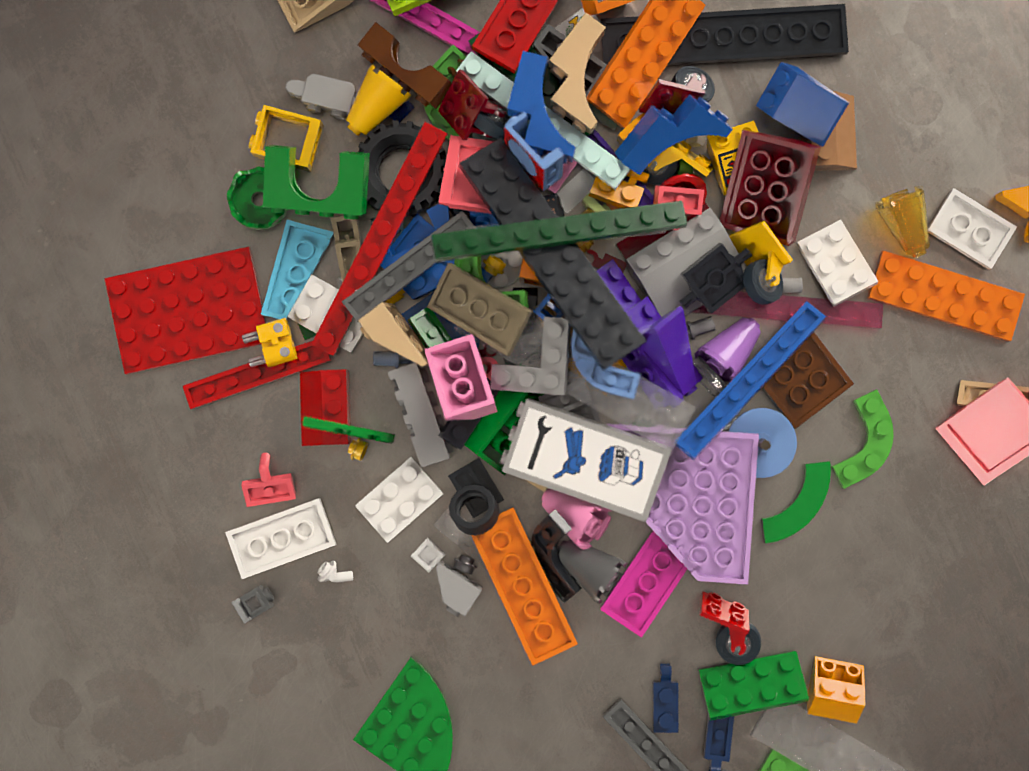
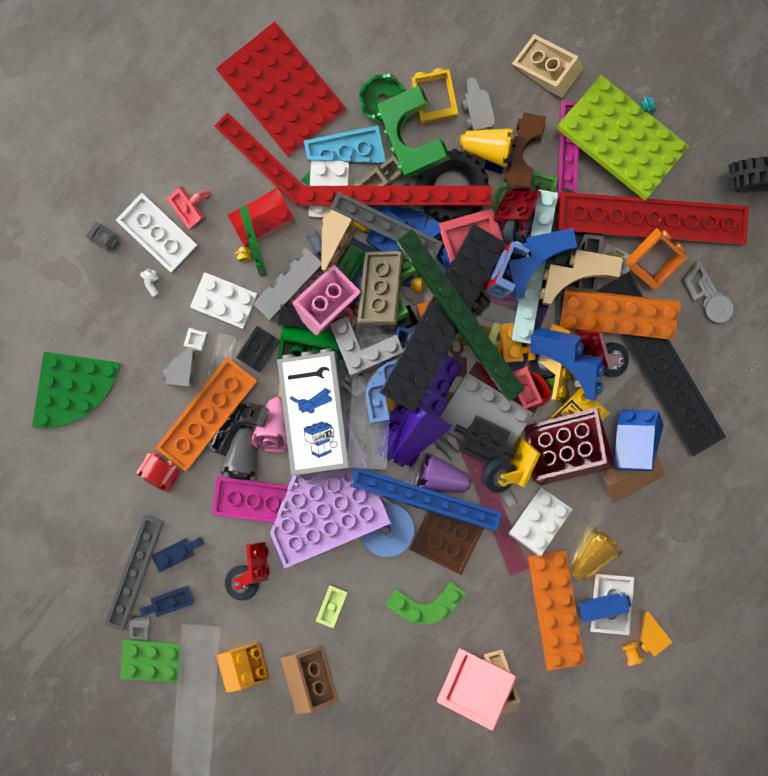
camera: 60 degrees right, 0 degrees up
(275, 342) = (288, 161): yellow piece -> none
(463, 496) = (247, 342): black tyre -> none
(465, 564) = (201, 368): flat silver plate -> none
(562, 675) = (157, 472): none -> red brick
(753, 686) = (217, 608): green plate -> none
(804, 507) = (359, 583): green tile -> none
(816, 551) = (331, 606): none -> yellowish green plate
(889, 620) = (309, 680): none -> medium nougat slope
(973, 238) = (604, 606): none -> blue window

